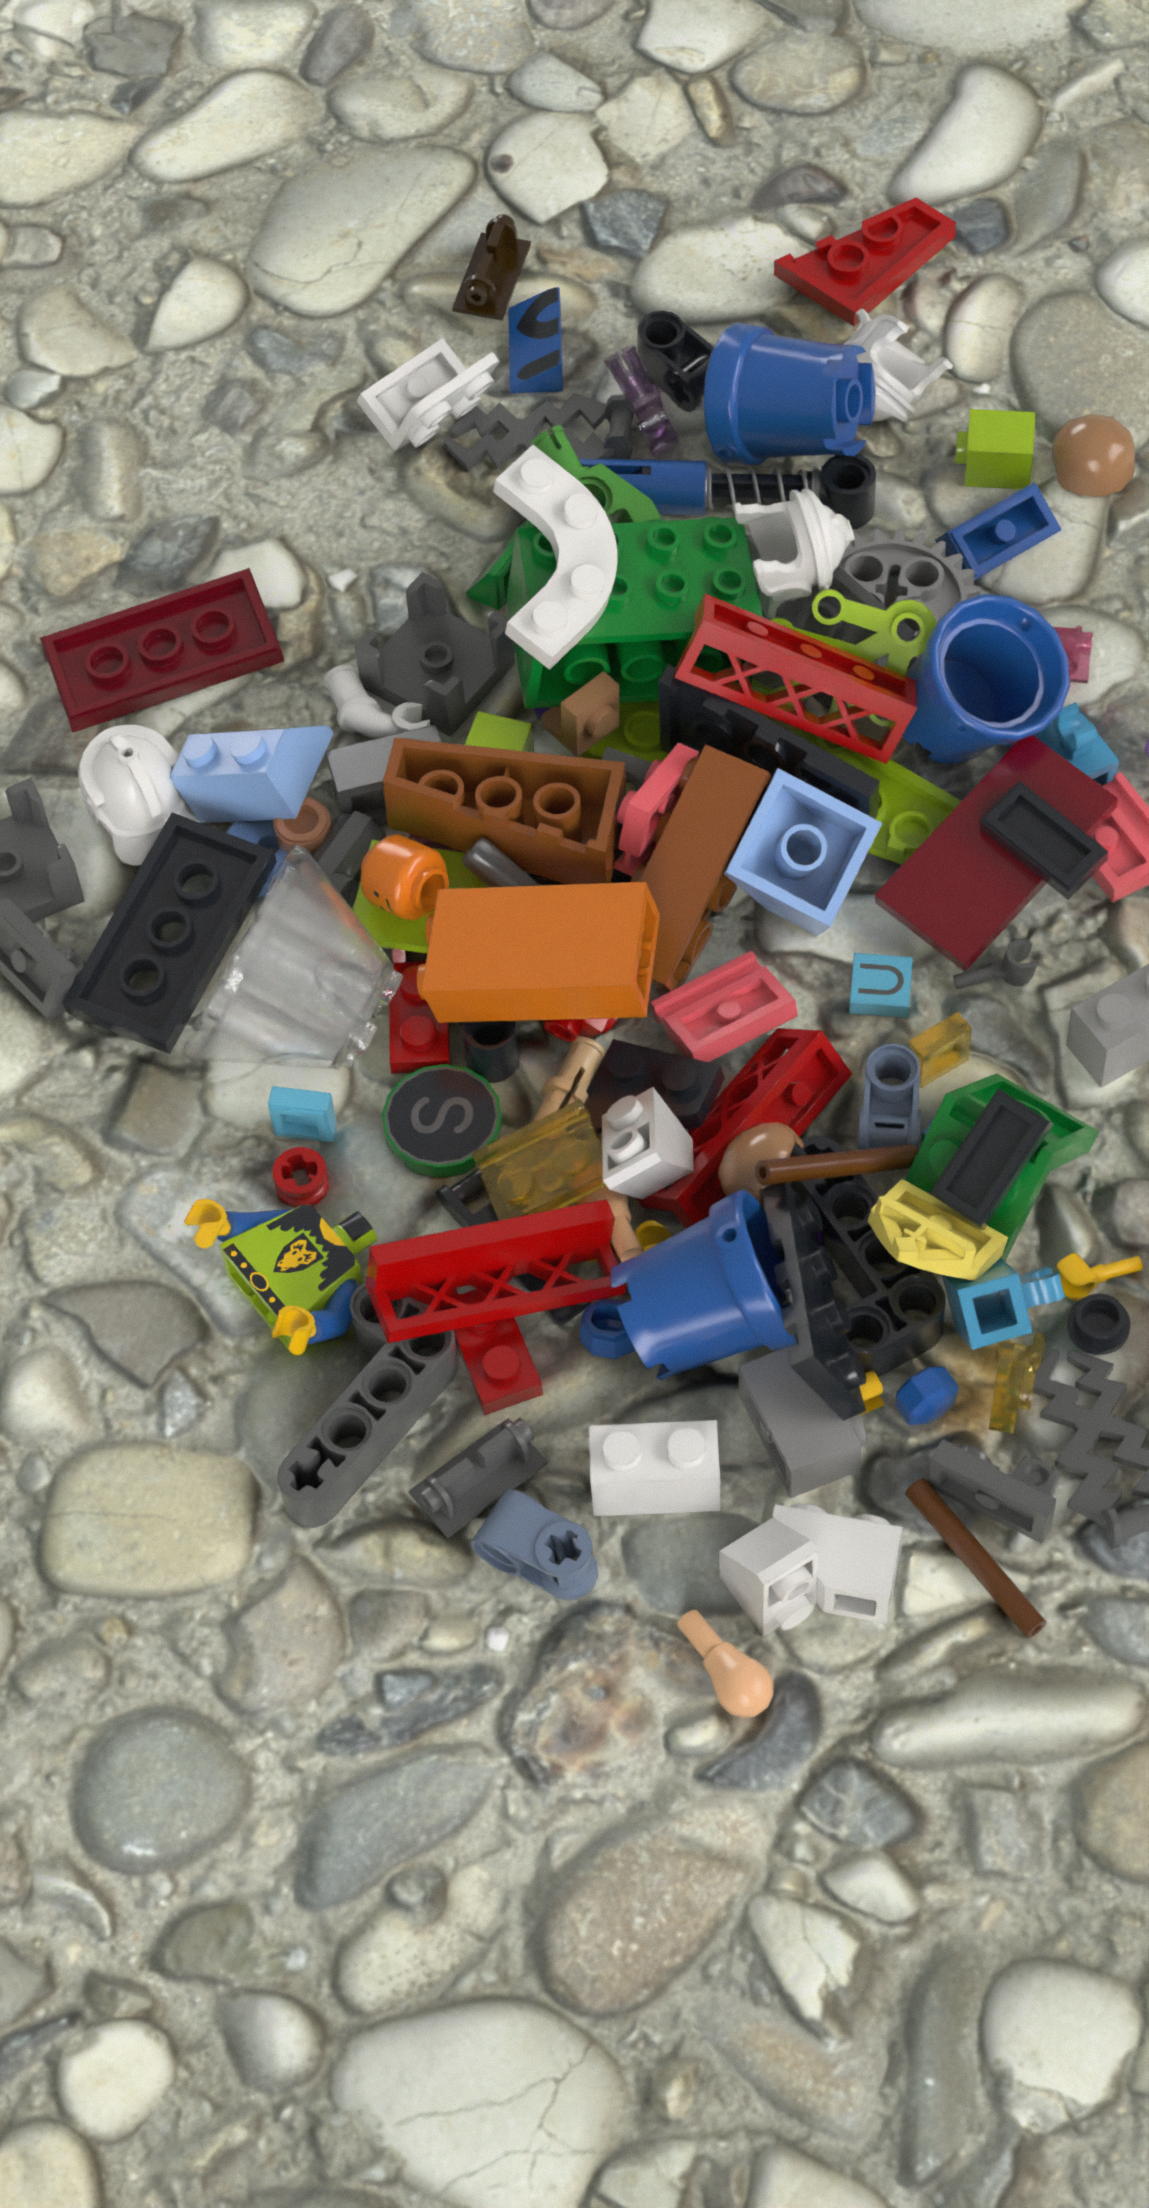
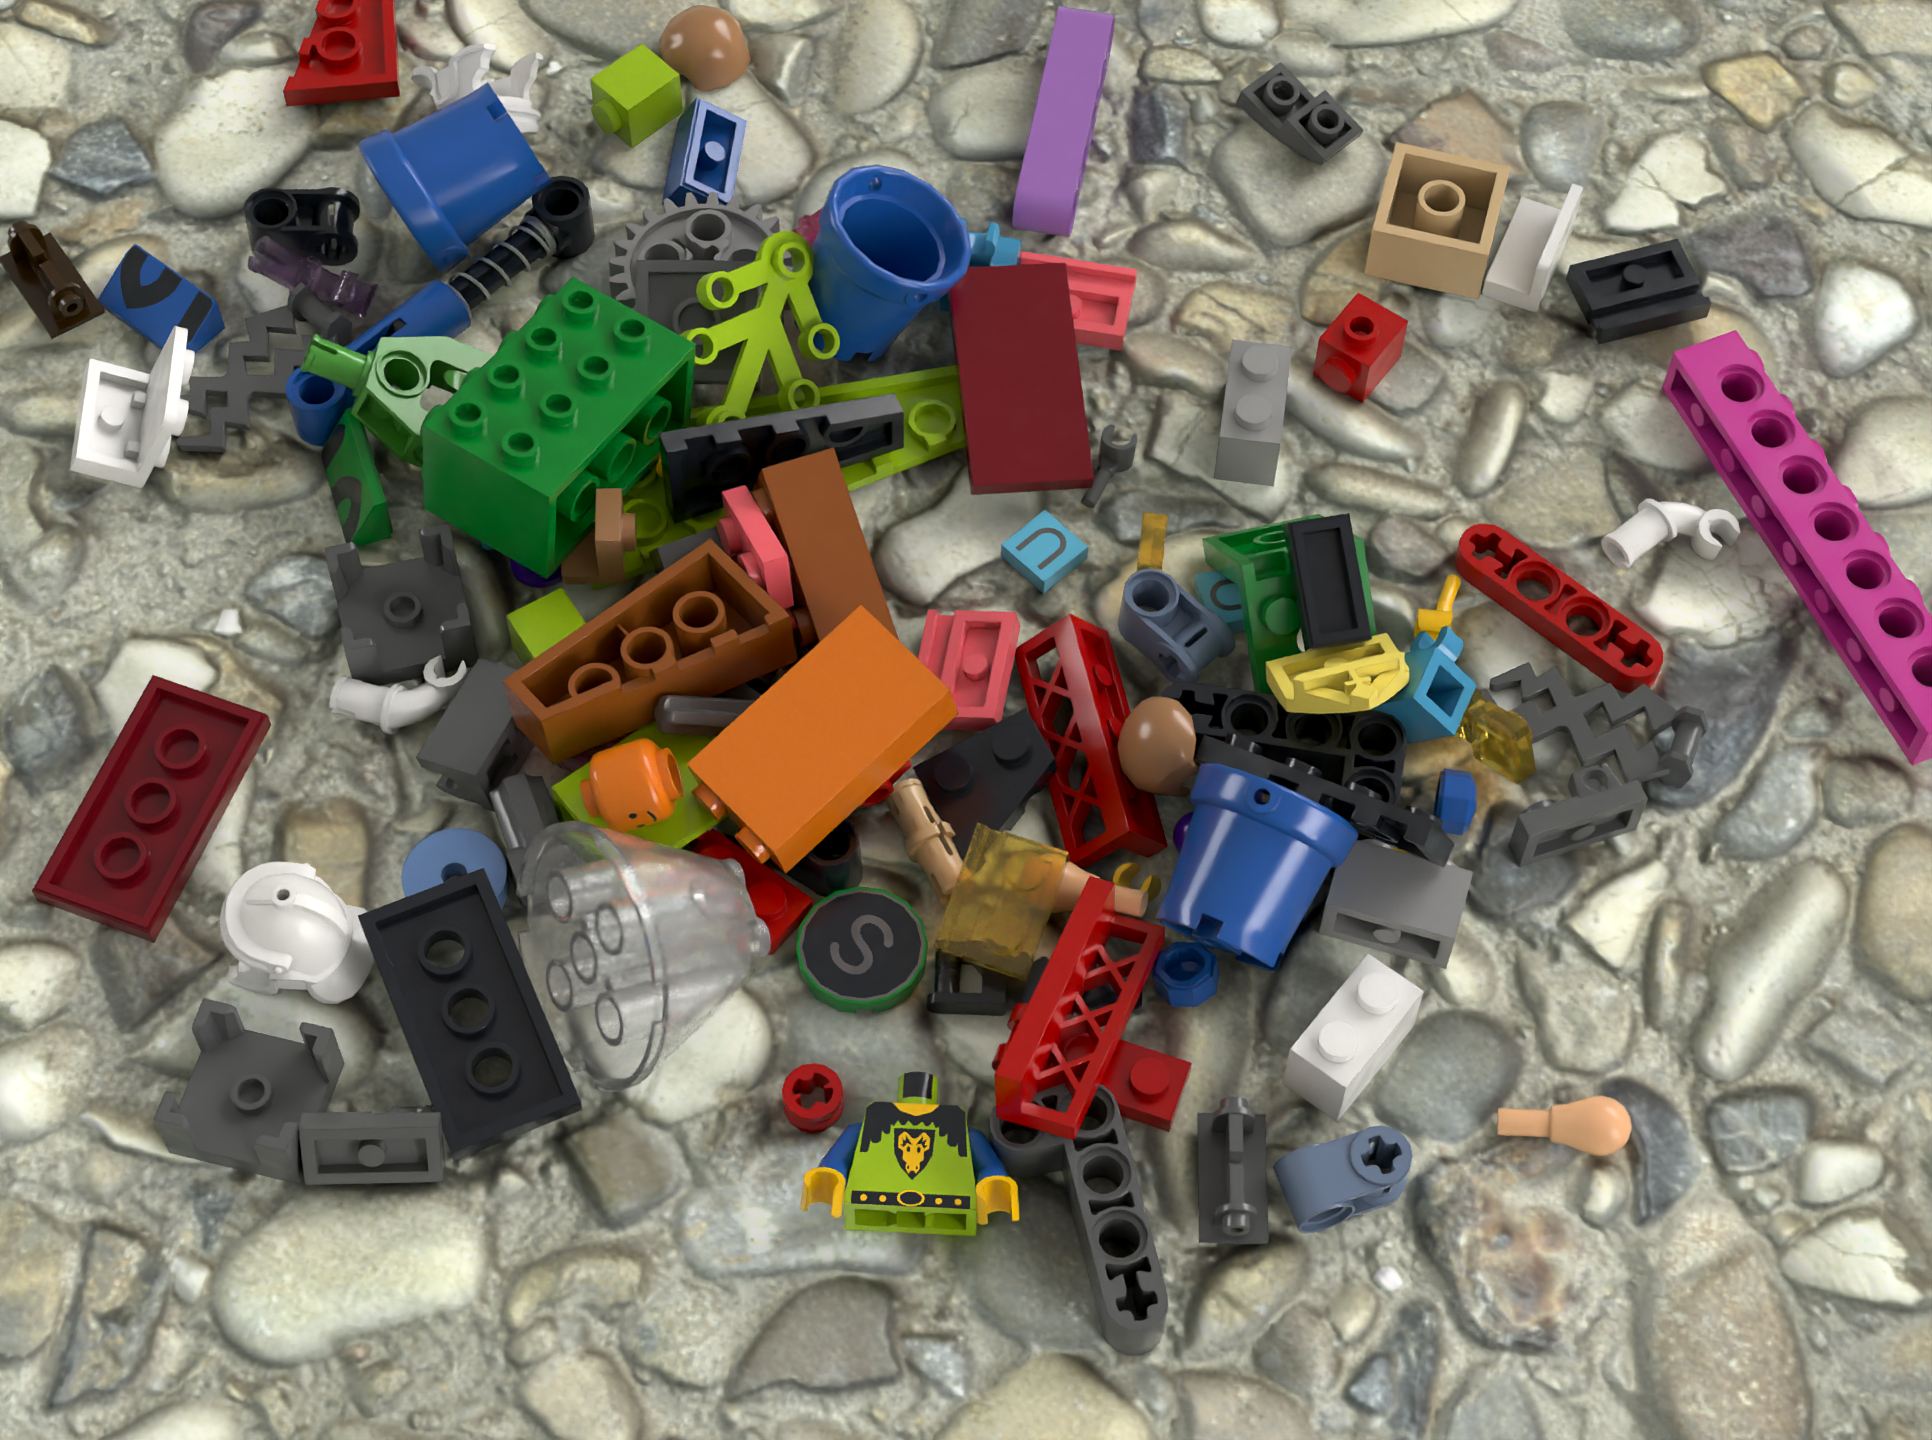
camera: 55 degrees left, 0 degrees up
(249, 772) = (376, 825): light blue slope -> none
(302, 1114) = (758, 1047): medium azure tile -> none
(308, 828) = (468, 832): nougat tile -> none
(583, 553) = (504, 394): white plate -> none
(644, 1146) = (1057, 812): white slope -> none
(772, 1575) = (1530, 1022): white slope -> none
(793, 546) = (643, 260): white helmet -> none
(801, 852) = (907, 495): light blue slope -> none
(806, 661) = (754, 344): red fence -> none
(835, 1164) = (1216, 693): reddish brown piece -> none
(854, 1559) = (1550, 972): white slope -> none
(975, 1558) = (1615, 880): reddish brown piece -> none
(1043, 840) = (1053, 336): black tile -> none
(1098, 1324) = (1489, 643): black plate -> none

